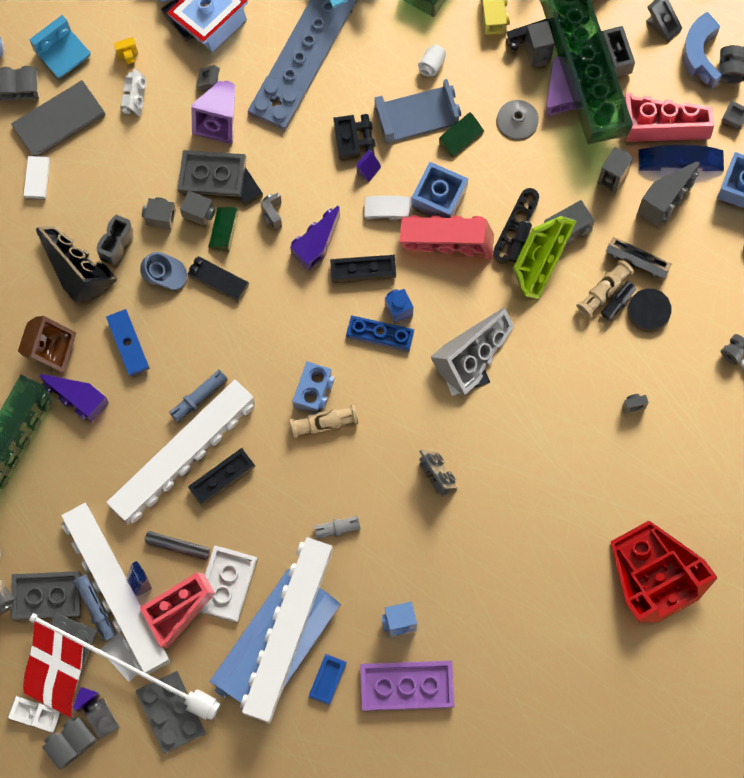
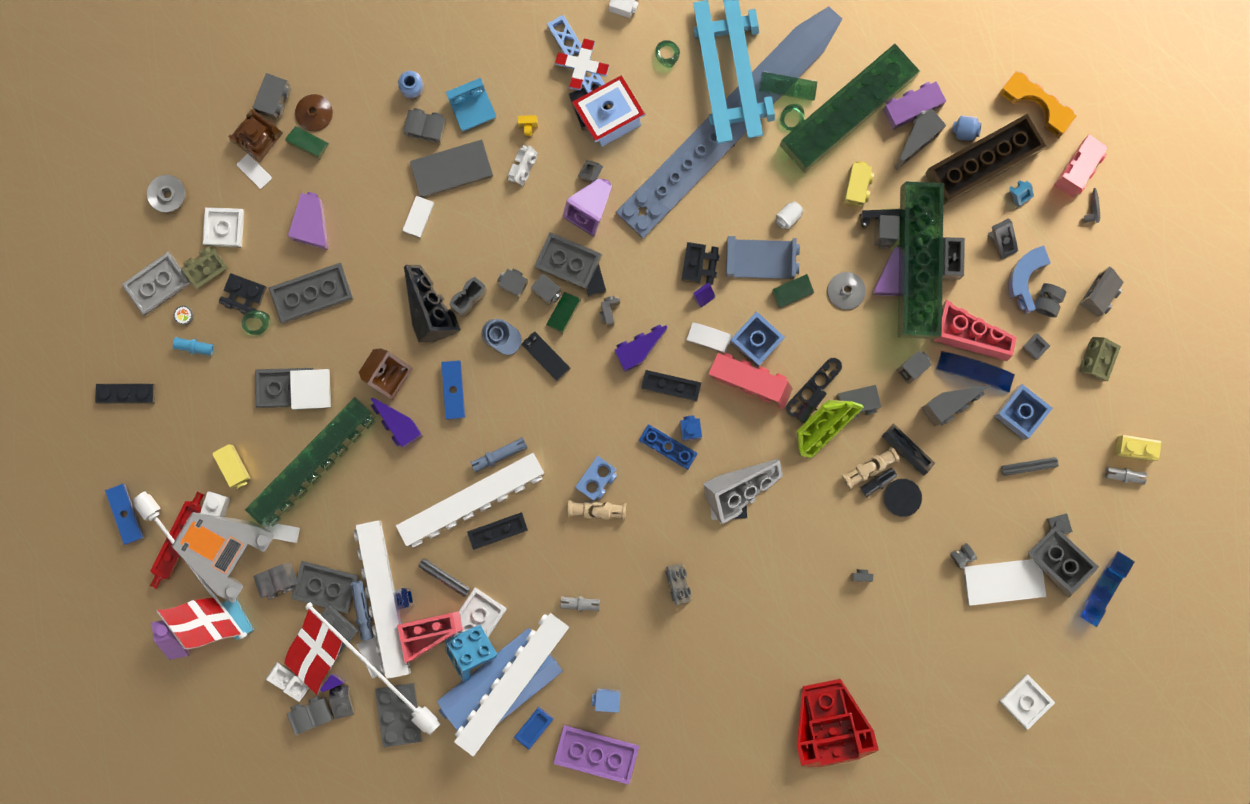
camera: 15 degrees right, 10 degrees up
(227, 613) = (469, 651): none -> dark azure bracket

